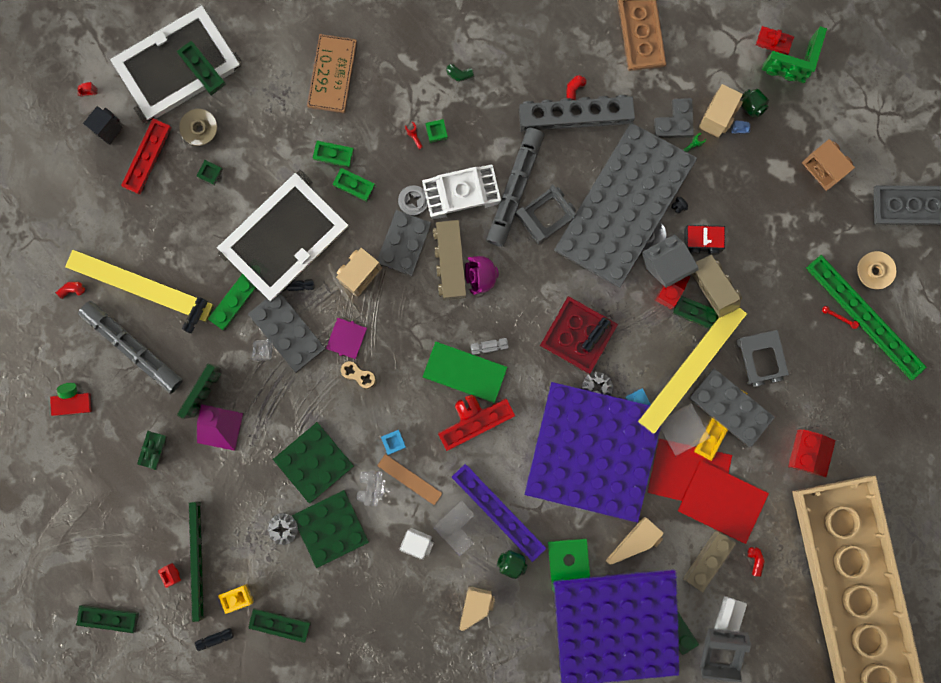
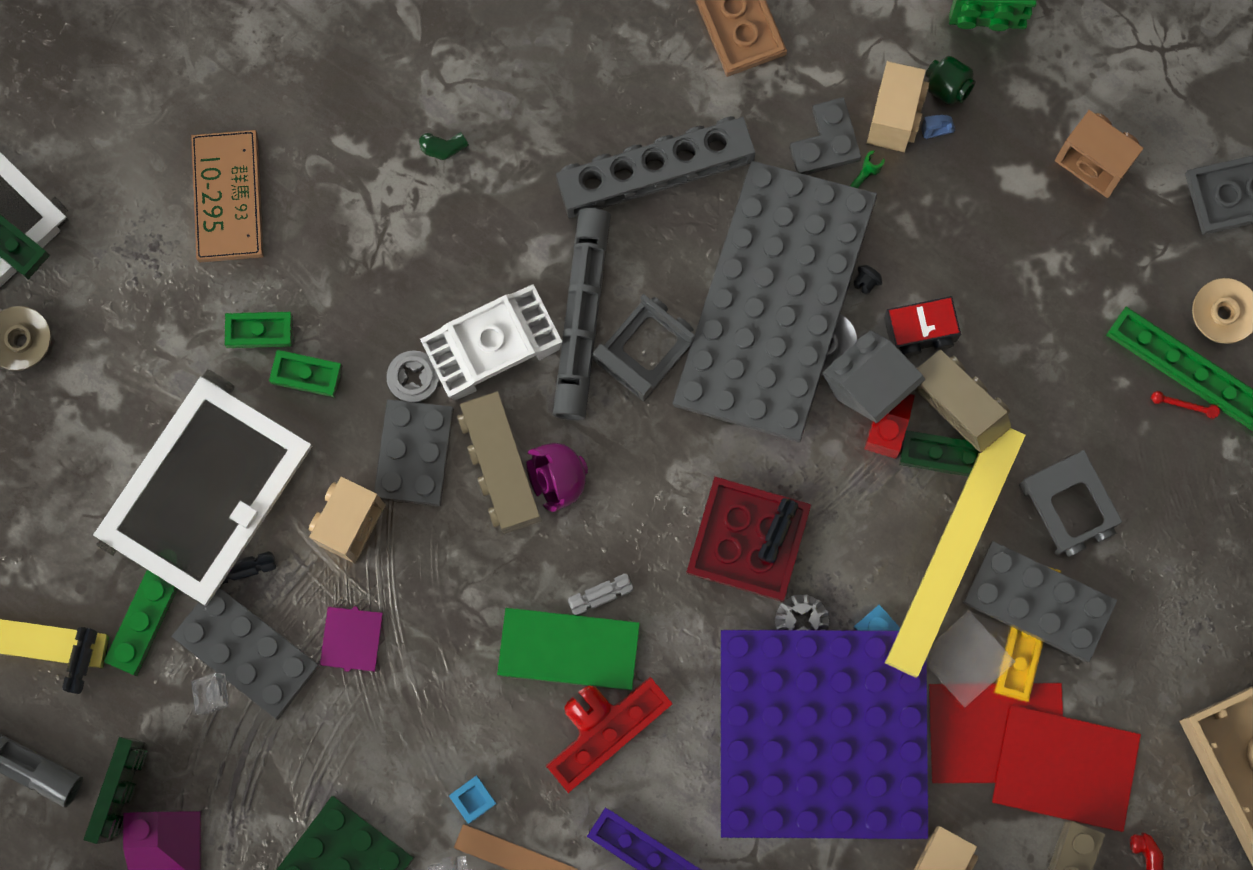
camera: 10 degrees left, 5 degrees down
(209, 172) = (53, 410): dark green plate -> none
(358, 375) = (386, 697): tan axle -> none
(413, 133) = (387, 263): red hand -> none
(436, 130) = (426, 250): green plate -> none
(573, 85) = (640, 120): red arm -> none
(812, 453) = (1196, 646): red slope -> none

